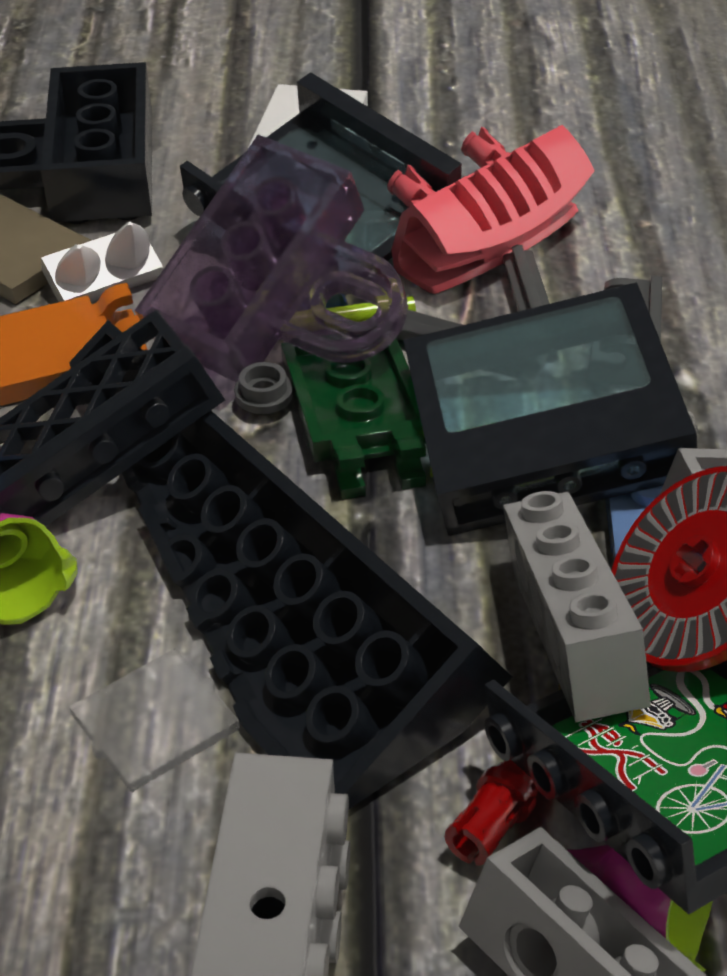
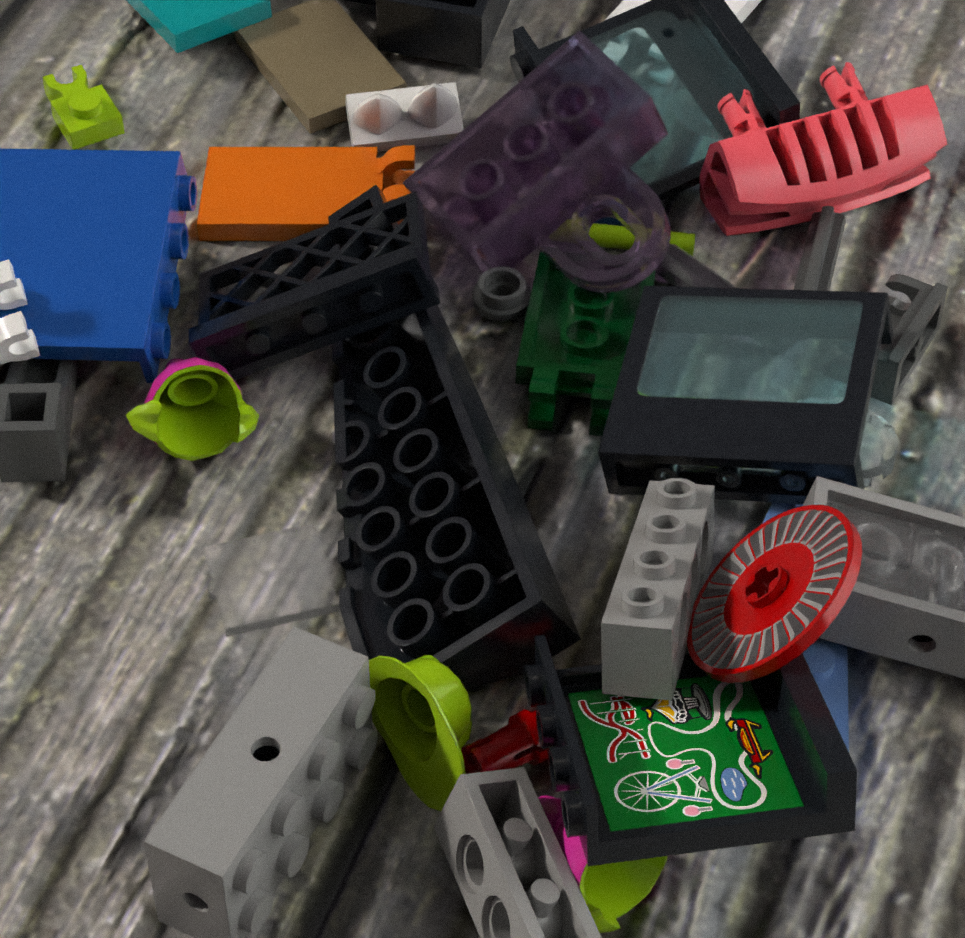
camera: 20 degrees right, 5 degrees up
(404, 822) = (424, 722): none -> lime piece

